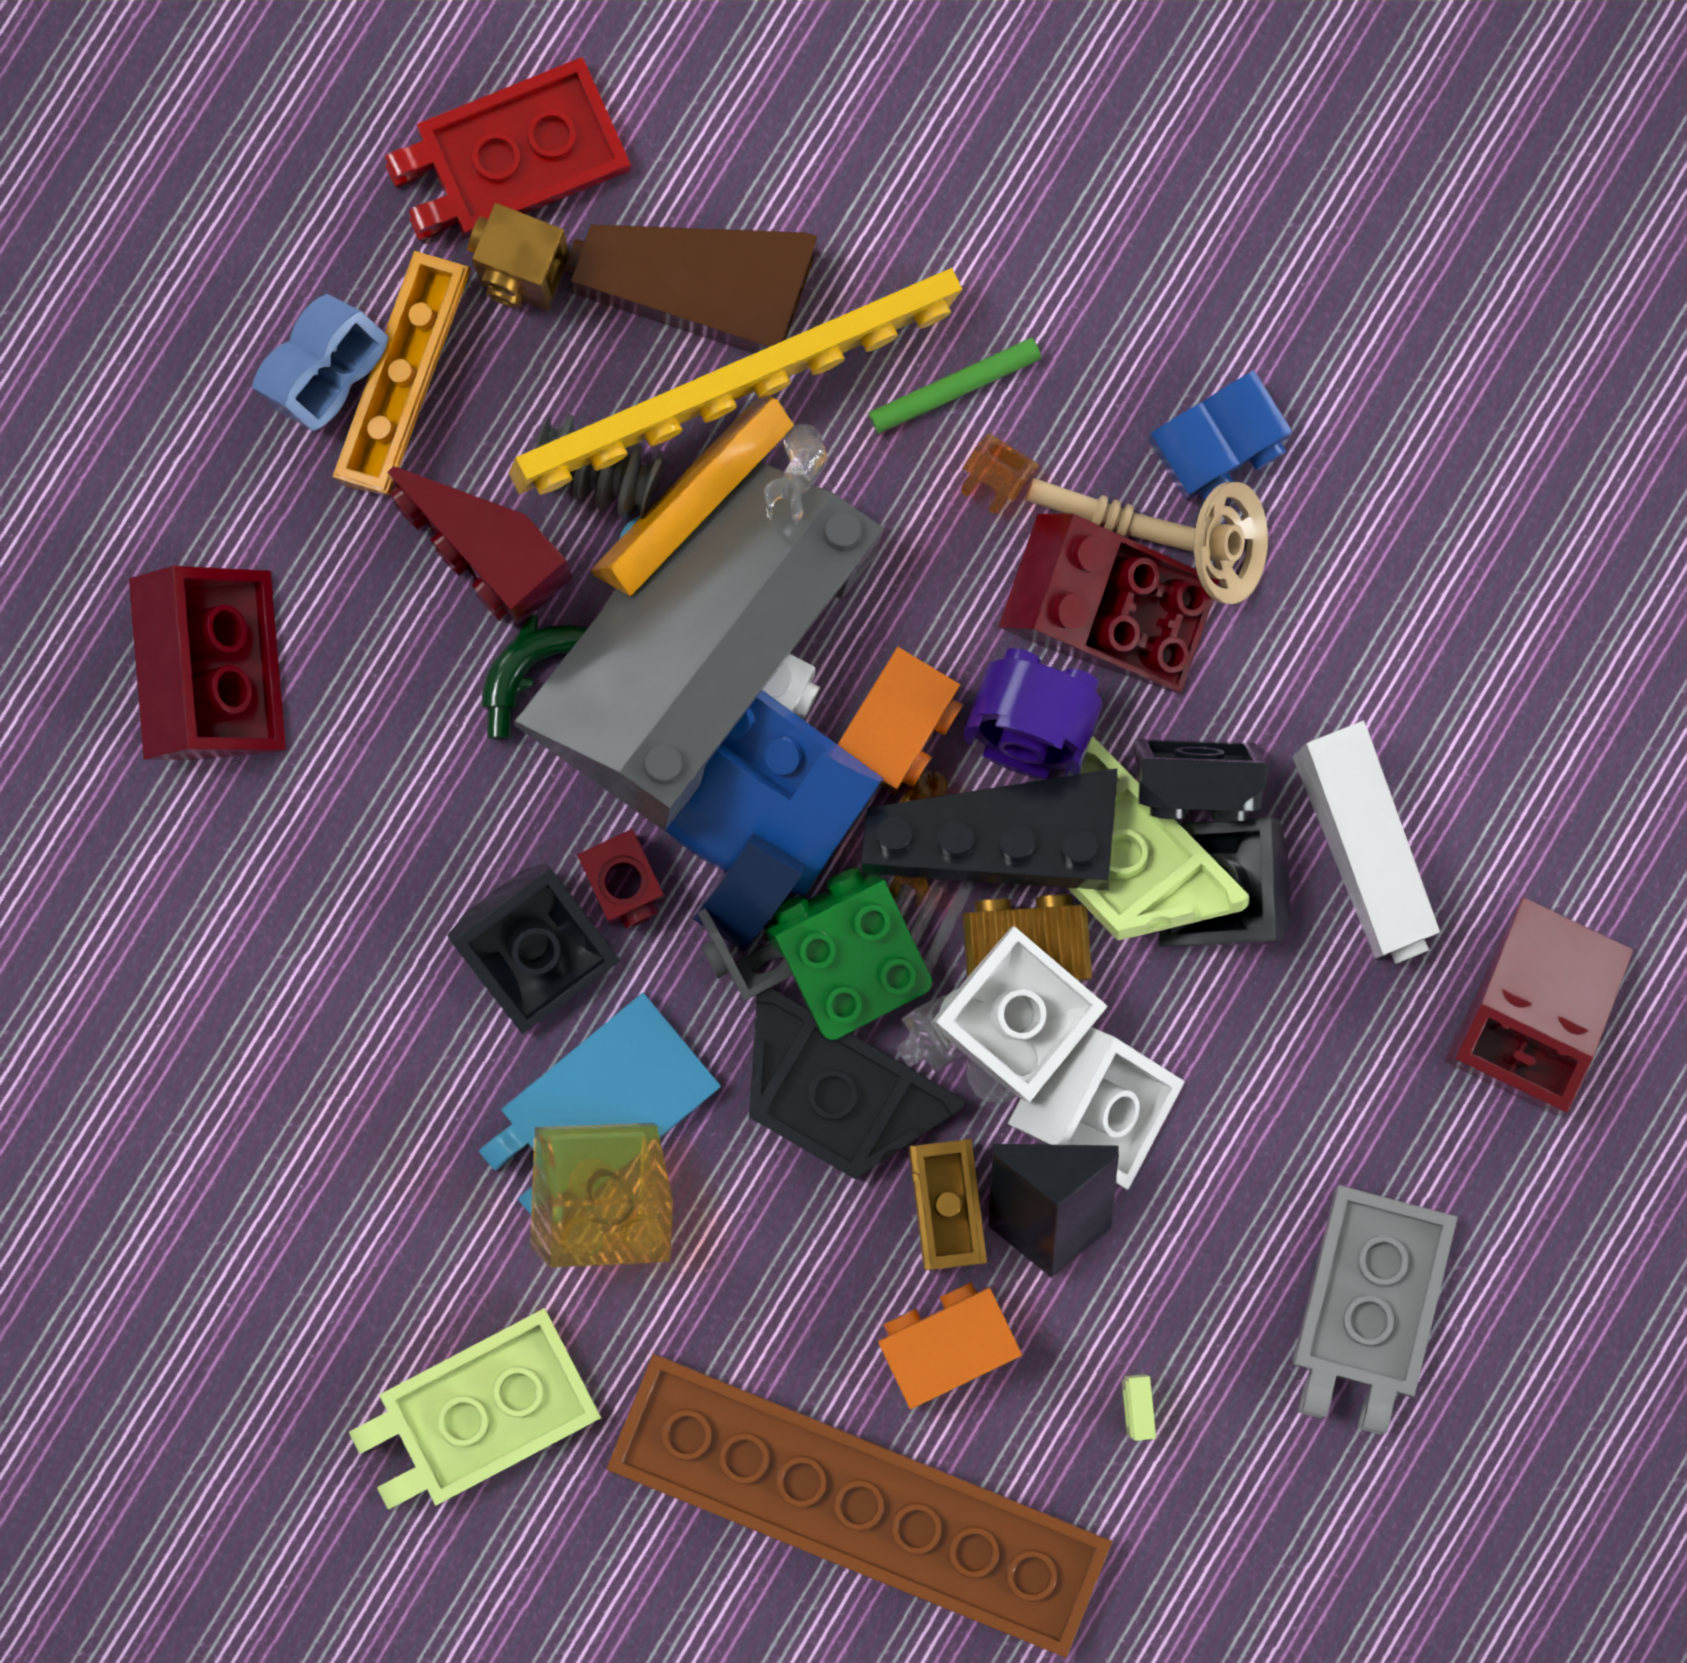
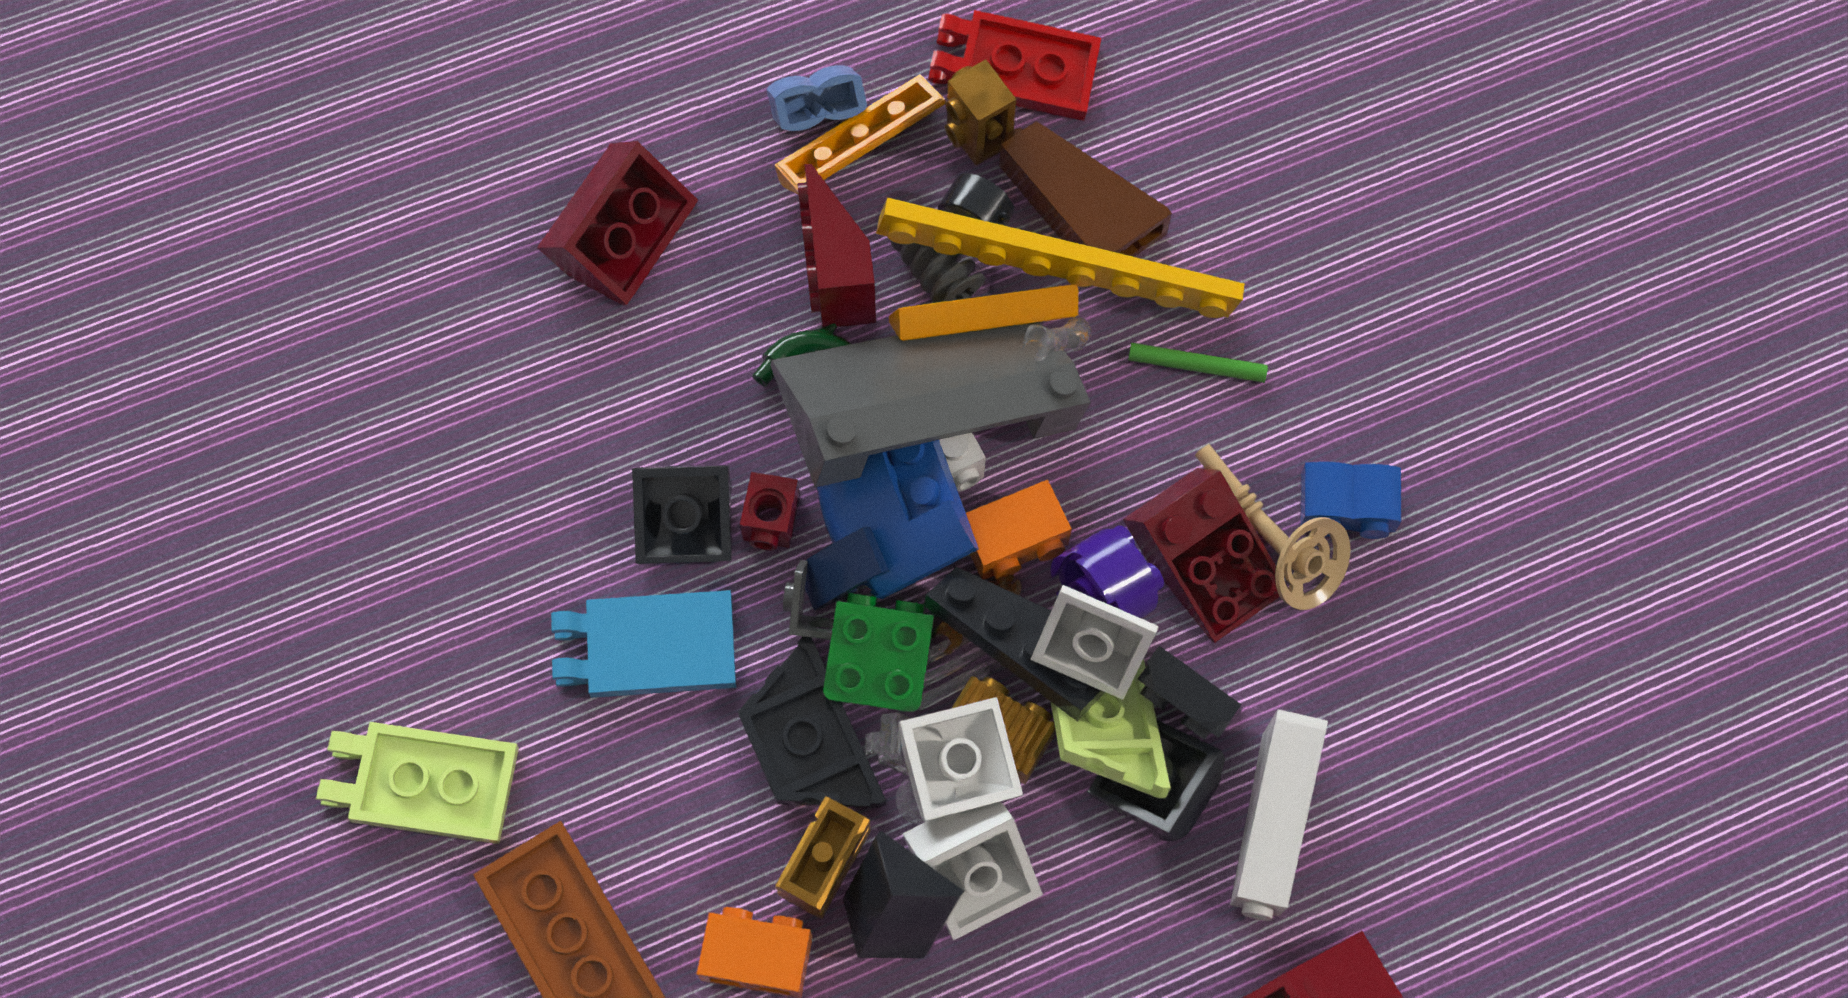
camera: 40 degrees right, 15 degrees down
(596, 377) = (977, 199): none -> black piece
(600, 1195) = (604, 690): clear yellow slope -> none
(1000, 468) = (1192, 426): clear orange tile -> none
(1076, 802) = (1093, 642): none -> white slope

